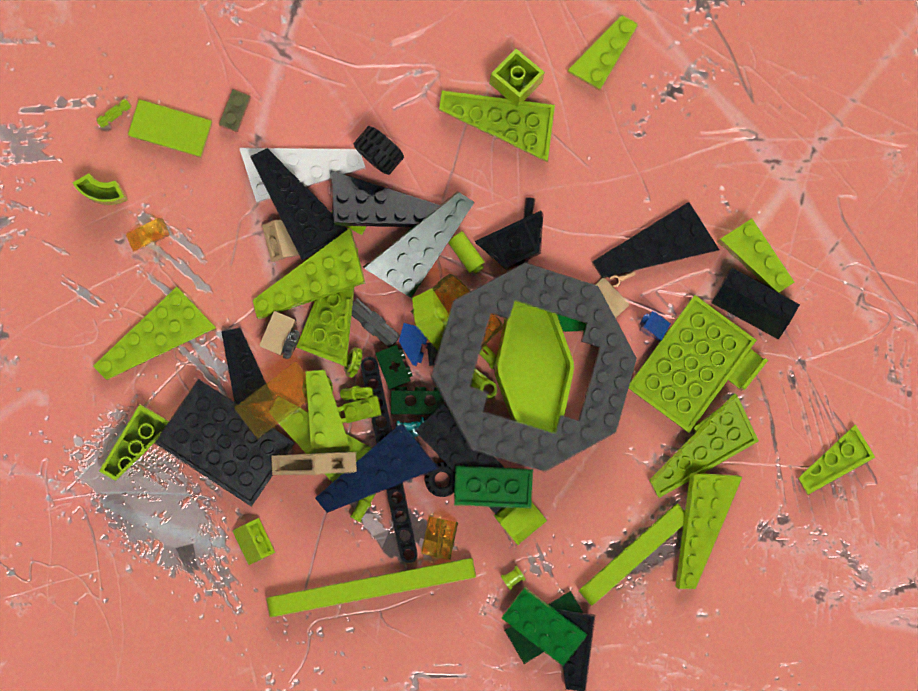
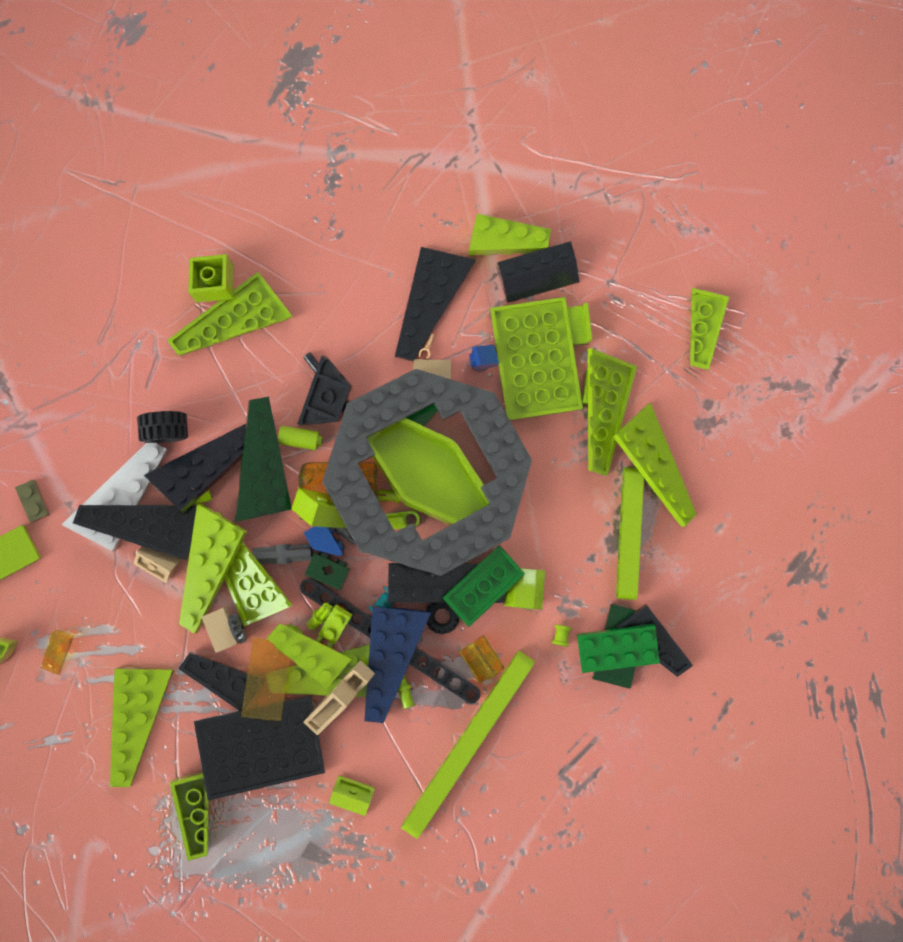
camera: 45 degrees left, 0 degrees up
(353, 362) = (295, 596): lime gear -> none
(399, 406) = (359, 594): dark green brick -> none
(602, 56) = (258, 205): lime wing -> none

